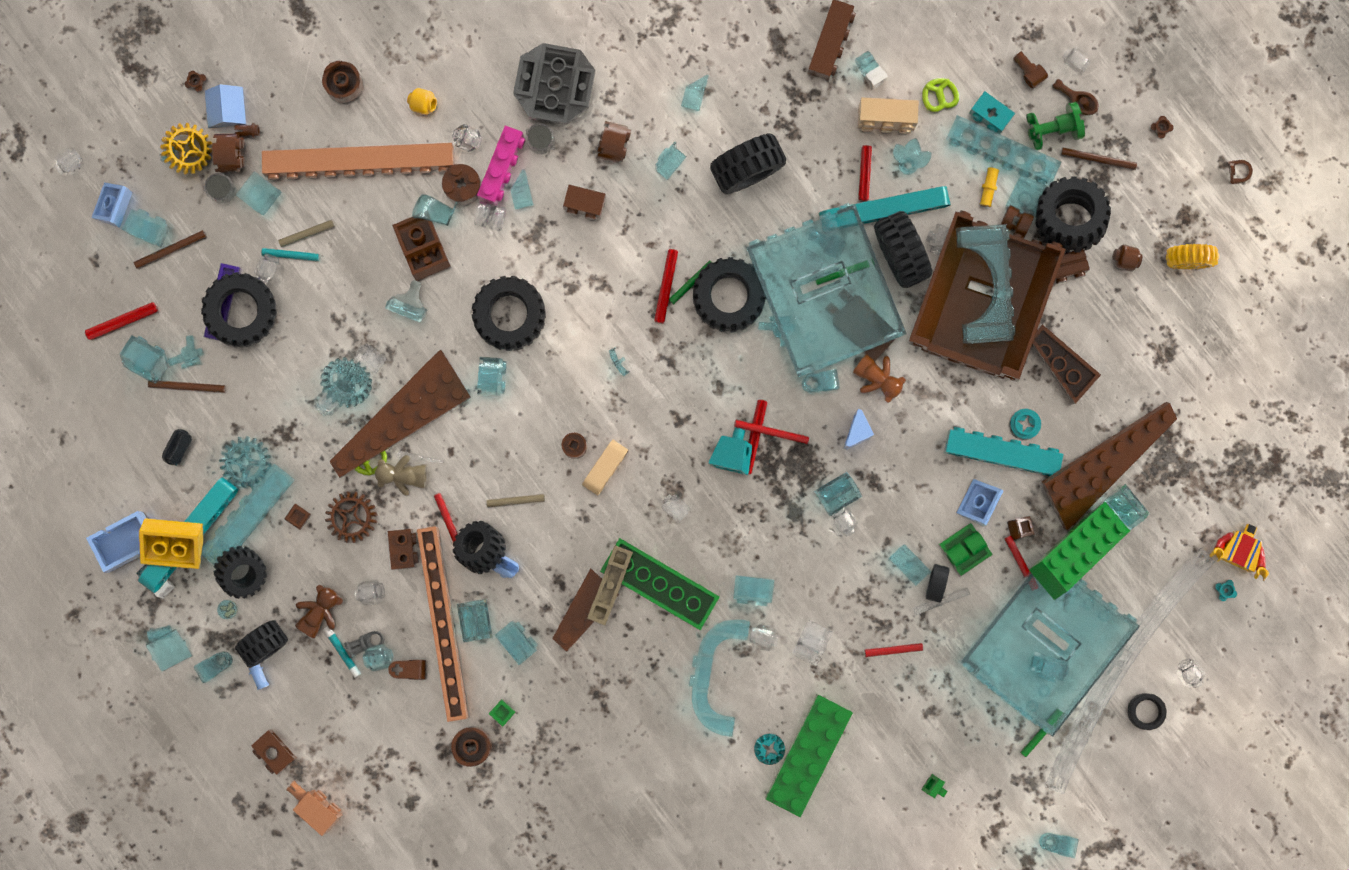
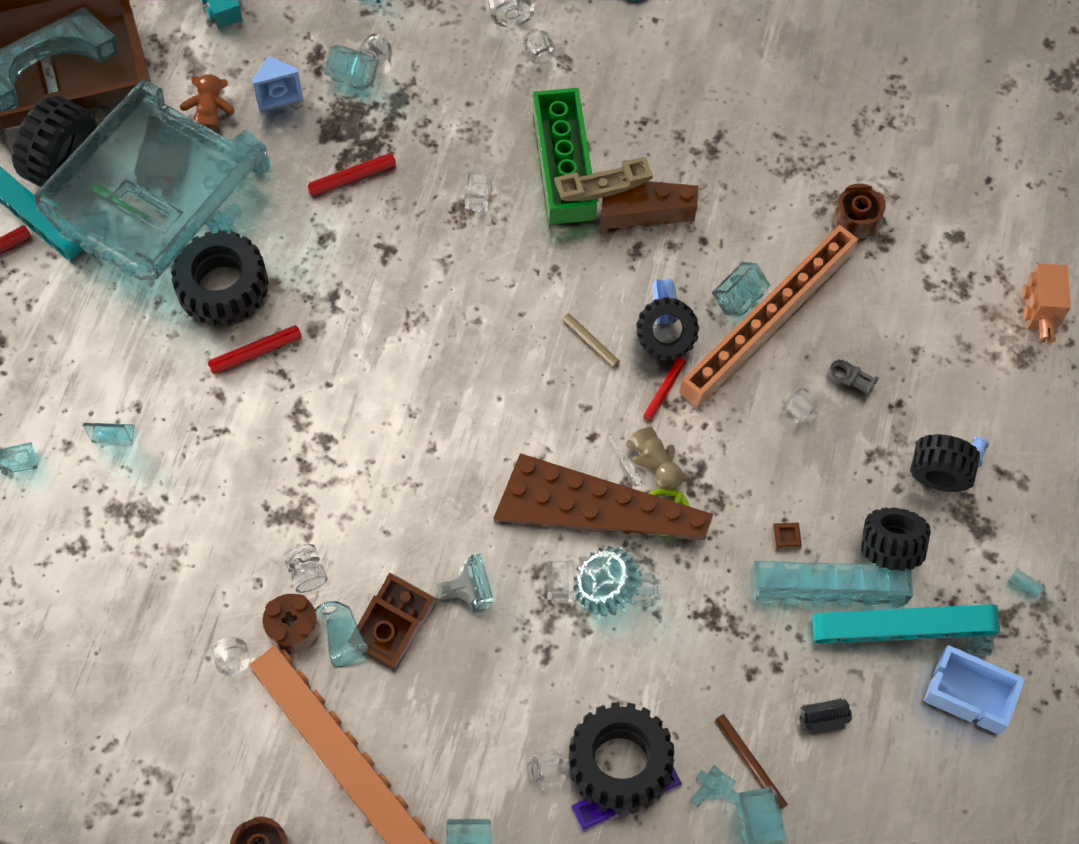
camera: 130 degrees left, 20 degrees down
(168, 650) = (1033, 560): clear light blue piece -> none
(171, 543) = (932, 621): yellow slope -> none
(211, 667) = (1008, 503): clear light blue piece -> none
(227, 609) = (941, 536): clear light blue tile -> none
(245, 454) = (768, 611): clear light blue gear -> none
(284, 754) = (1026, 396): reddish brown brick -> none
(291, 254) = (512, 759): teal bar -> none
(306, 233) = (474, 760): dark tan bar -> none
(319, 610) = (865, 441): reddish brown piece -> none
(342, 652) = (879, 395): teal bar -> none
(346, 525) = (760, 473): reddish brown gear -> none
(377, 657) = (855, 352): clear light blue head -> none
(402, 549) = (730, 406): reddish brown brick -> none
(411, 669) = (840, 318): reddish brown piece -> none
(422, 101) = (221, 740): yellow head -> none
(490, 376) = (483, 441): clear light blue brick -> none
(500, 165) = (235, 598): dark pink brick -> none
(502, 712) = (804, 208): green tile -> none
(508, 287) = (392, 442): black tyre -> none
(517, 642) = (728, 242): clear light blue brick -> none
(521, 192) = (253, 559): clear light blue slope -> none
(540, 138) = (176, 580): piece -> none
(550, 64) = (85, 579): dark grey piece -> none
(574, 445) = (491, 317): reddish brown wheel -> none
(584, 202) = (218, 483): reddish brown brick -> none
(605, 467) = (489, 279): tan beam -> none
(612, 142) = (128, 496): reddish brown brick -> none
(617, 362) = (371, 342): clear light blue piece -> none
(686, 287) = (232, 330): green bar -> none
(700, 681) = (612, 74): clear light blue arch -> none
(732, 453) = (383, 174): teal torso -> none
(748, 163) = (59, 336): black tyre -> none
(753, 589) = (501, 81): clear light blue brick -> none
(771, 431) = (335, 160): red bar -> none

